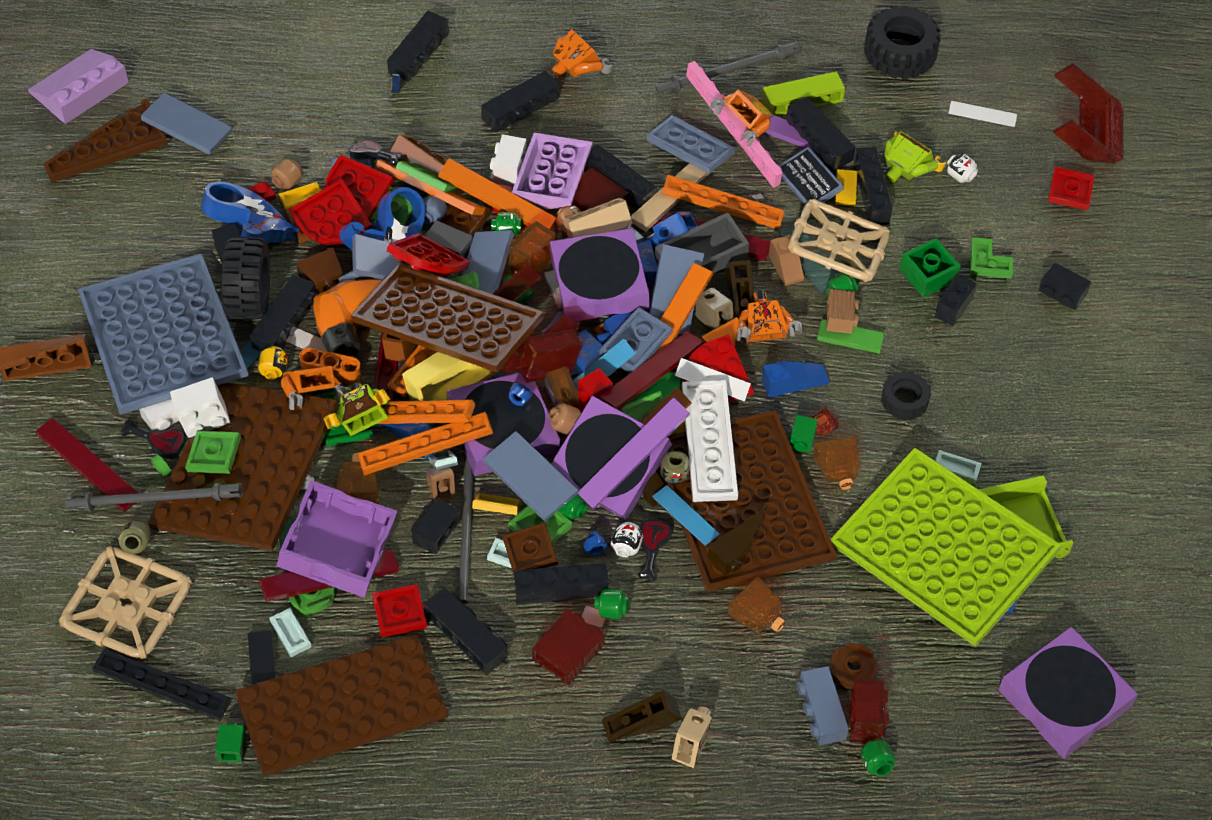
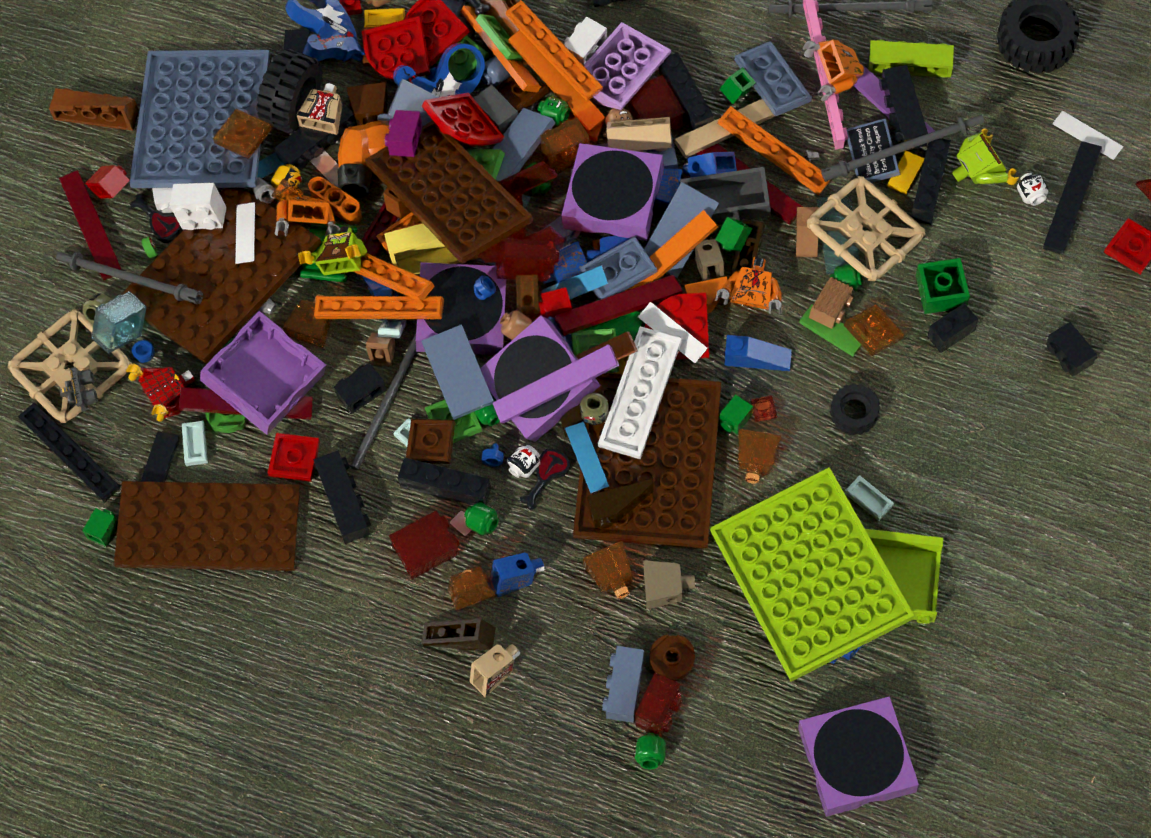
camera: 30 degrees right, 10 degrees up
(92, 416) = (107, 181): none -> red brick
(159, 624) = (82, 397): none -> dark grey hips
(164, 540) = (118, 322): none -> clear light blue brick
(197, 564) = (143, 351): none -> blue tile
(213, 452) = (193, 252): bright green plate -> none
(214, 330) = (242, 133): none -> clear orange plate
(235, 590) = (161, 387): none -> red torso
(256, 379) = (263, 191): none -> light grey cone
(257, 419) = (245, 232): none -> white sticker
(279, 367) = (286, 188): none -> clear orange slope
(284, 287) = (321, 110): none -> torso
(379, 280) = (404, 133): none -> magenta brick
(486, 170) = (554, 50): none -> orange tile
(496, 503) = (422, 385): yellow tile -> none
(636, 666) = (470, 587): none -> clear orange torso
(663, 157) = (737, 85): none -> green brick
(668, 642) = (514, 573): none -> blue torso
(728, 278) = (733, 234): none -> green brick
(793, 197) = (844, 168): none -> dark grey bar
(813, 602) = (664, 583): none -> dark tan torso
(889, 323) = (874, 330): none -> clear orange plate
(985, 264) = (1005, 300): bright green plate -> none
(998, 166) = (1072, 197): none -> black tile

